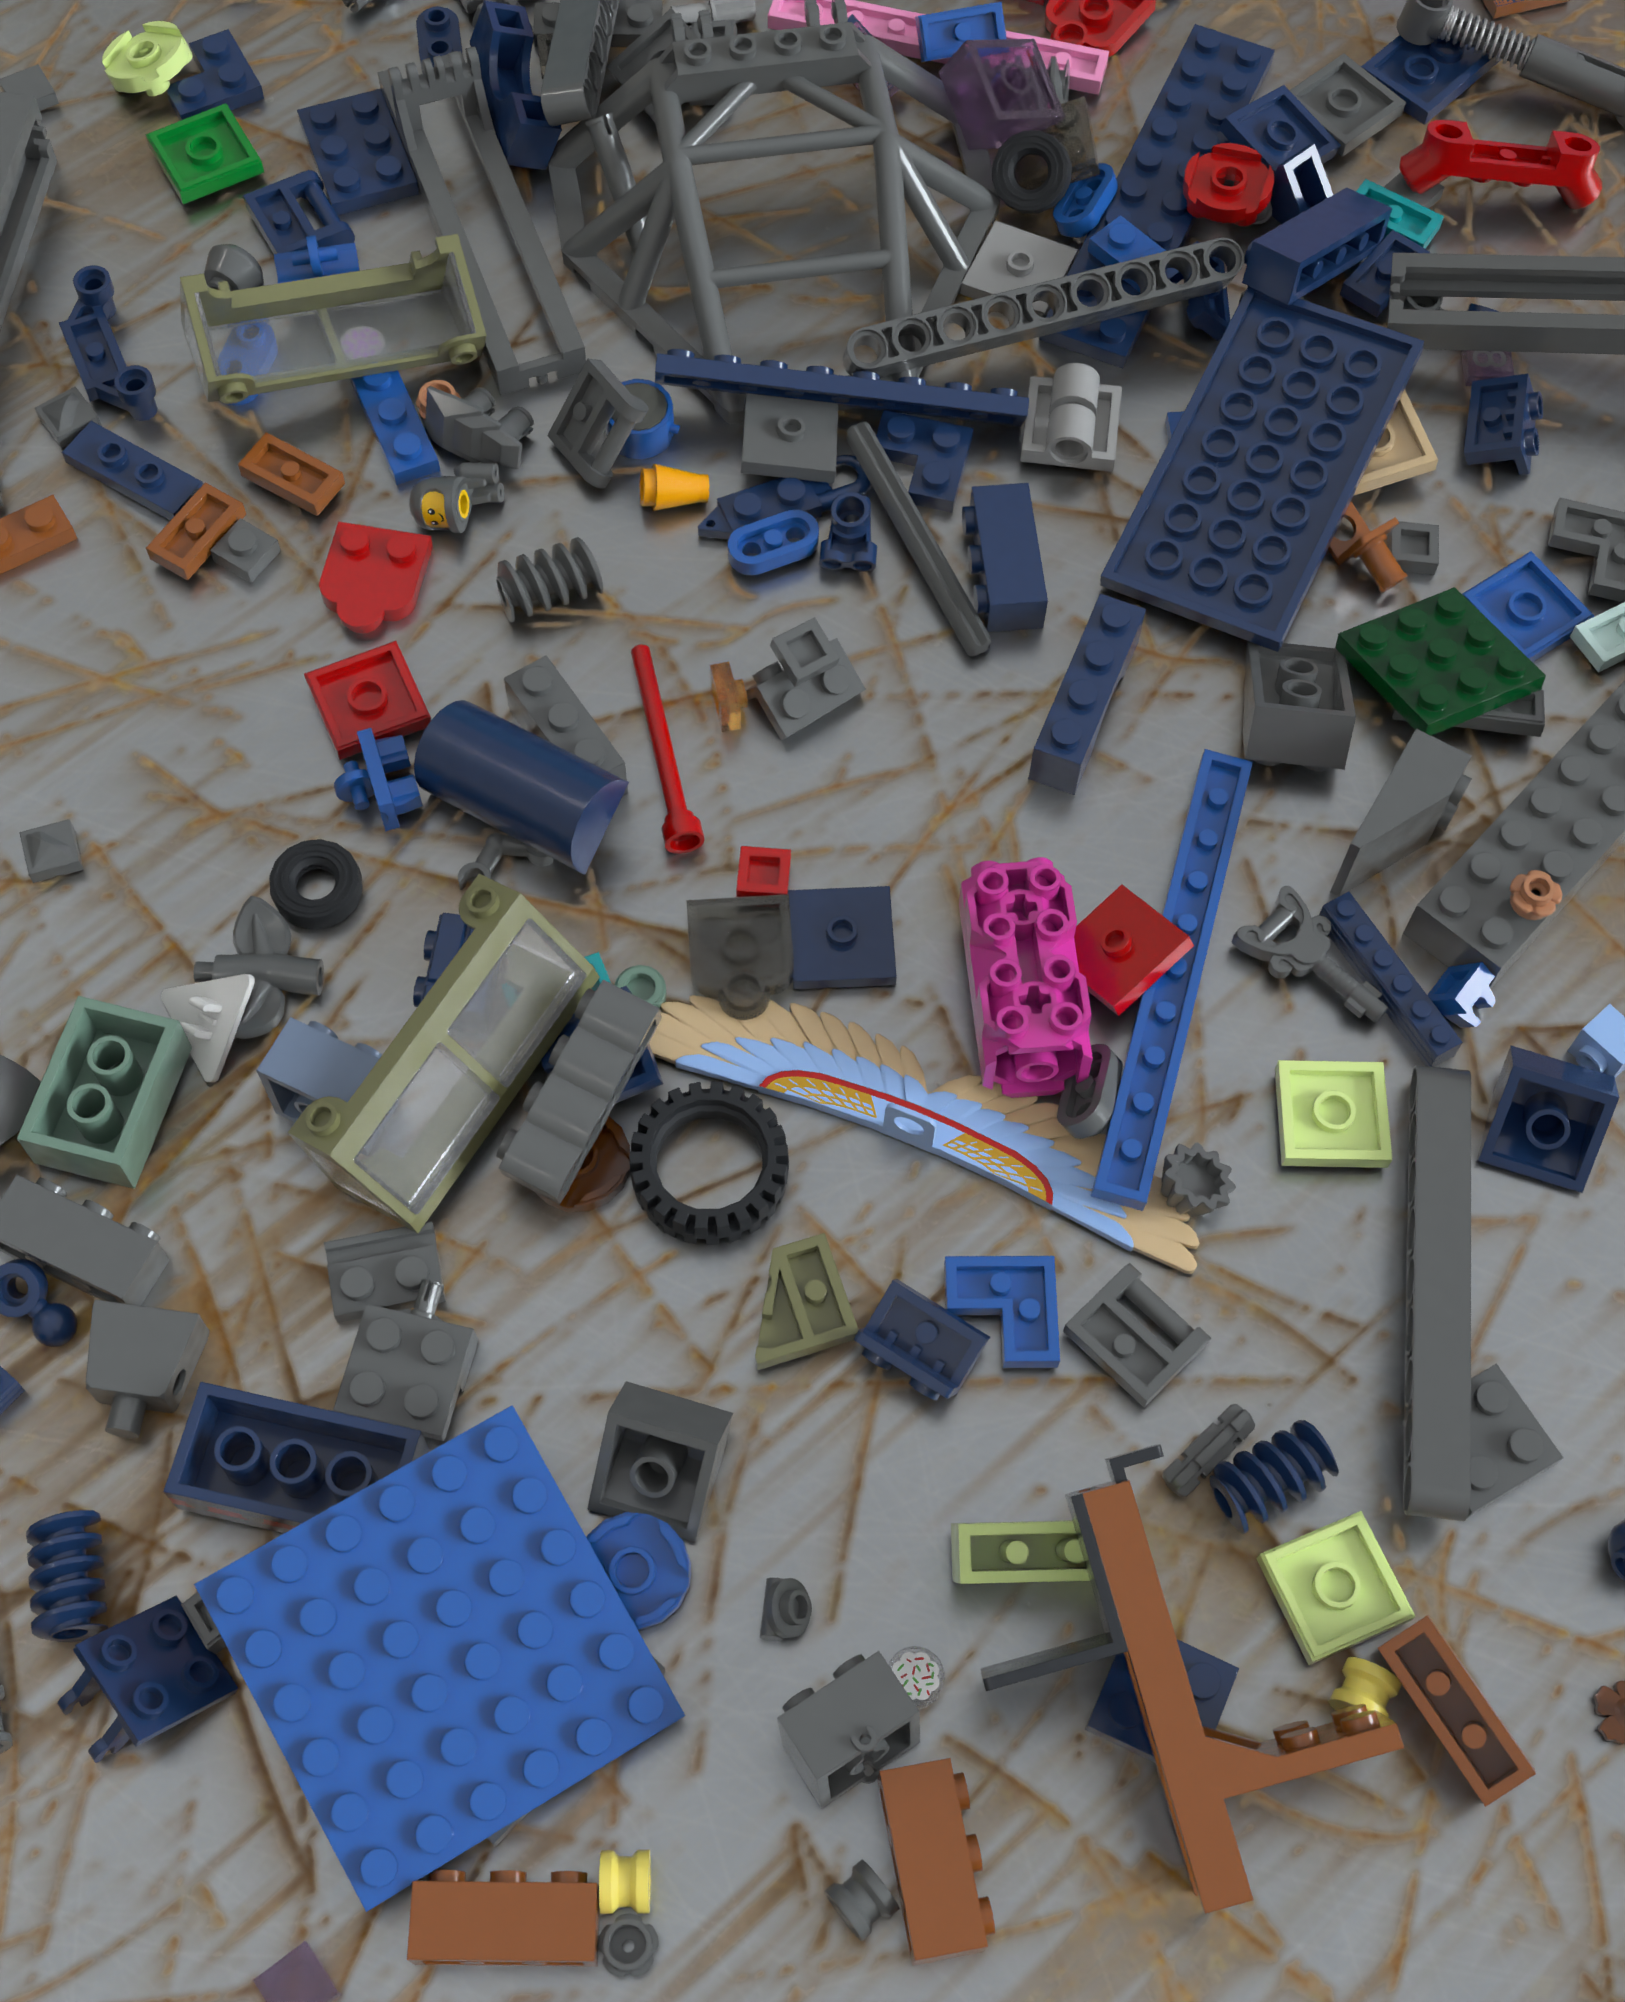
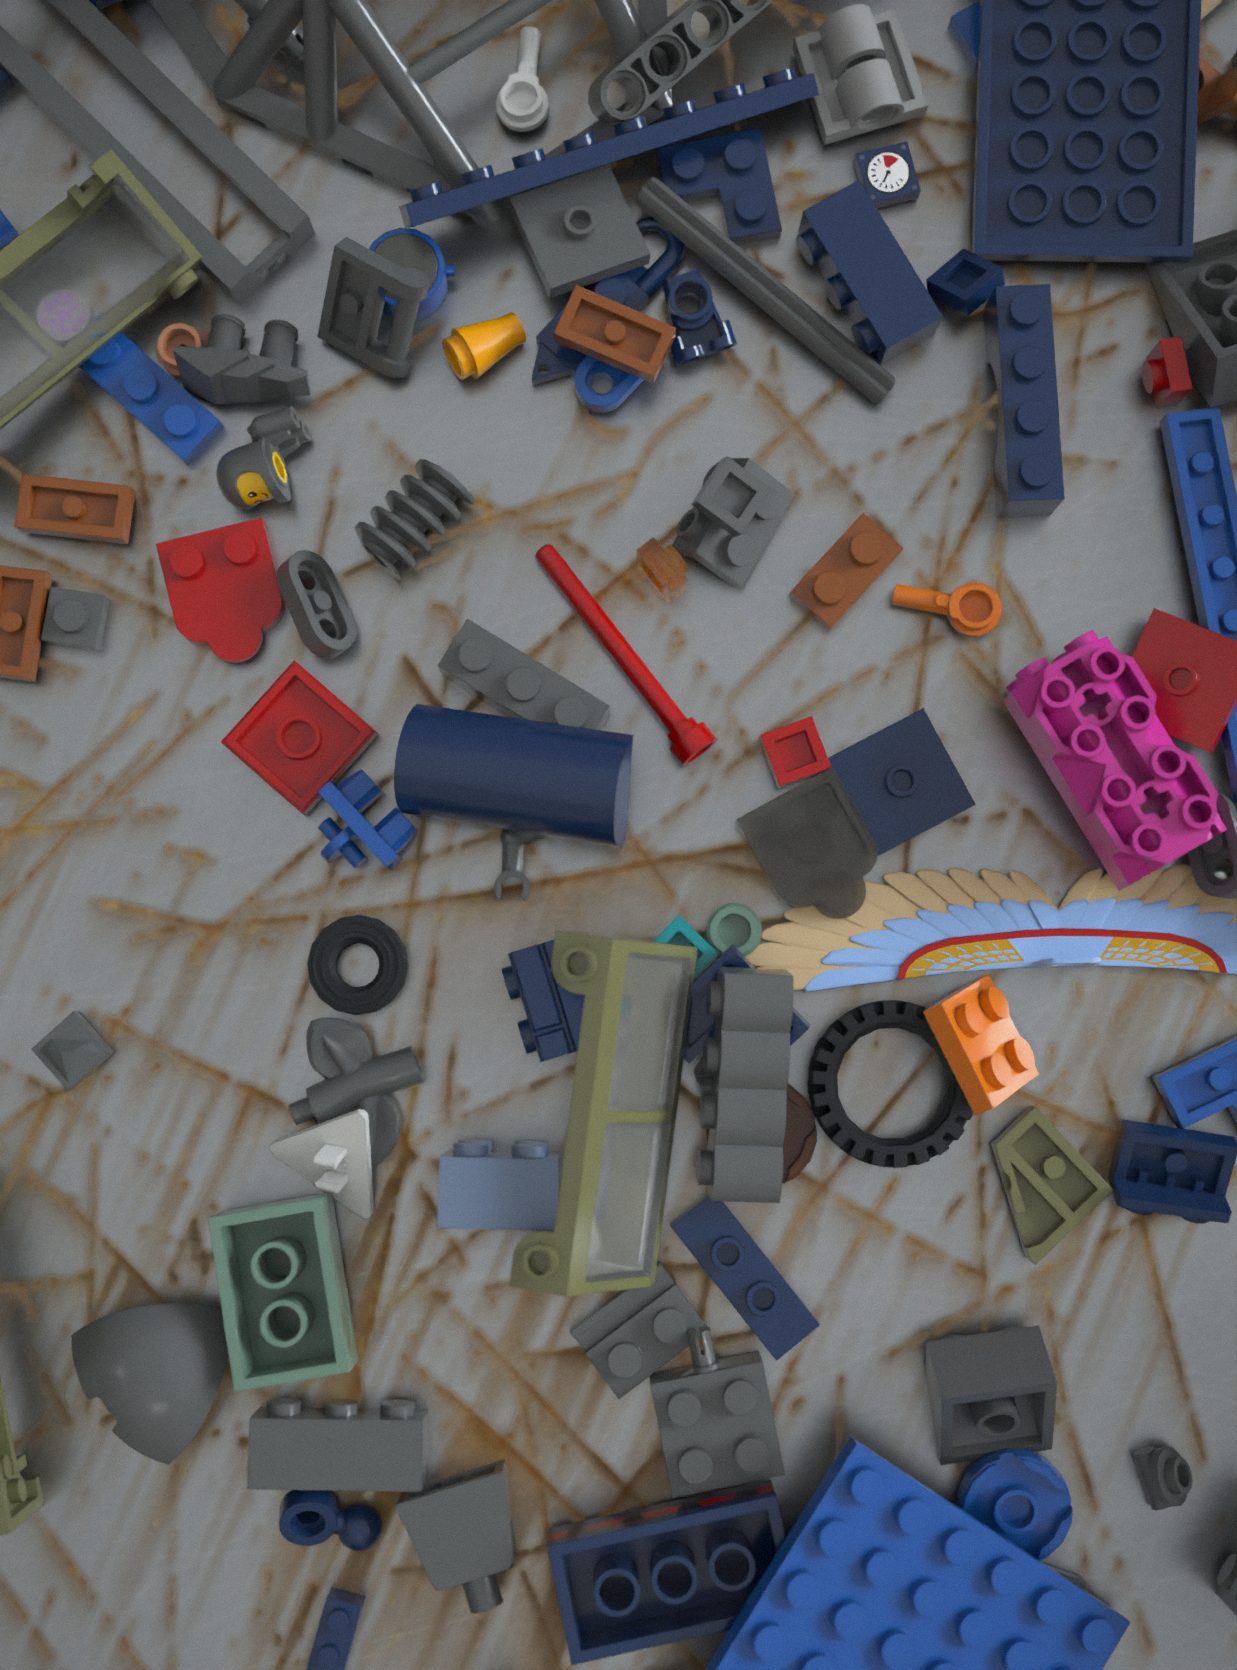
camera: 25 degrees left, 20 degrees up
(436, 610) = (316, 604): none -> dark grey plate
(500, 1267) = (745, 1275): none -> dark blue plate
(776, 511) = (614, 334): none -> dark orange plate
(796, 339) = (522, 101): none -> white plate
(800, 1153) = (982, 1044): none -> orange plate
(879, 764) = (846, 572): none -> dark orange plate
(968, 828) = (970, 608): none -> orange plate
(1059, 500) = (888, 174): none -> tile
(1080, 592) = (965, 282): none -> dark blue plate
(1219, 720) = (1167, 373): none -> red plate

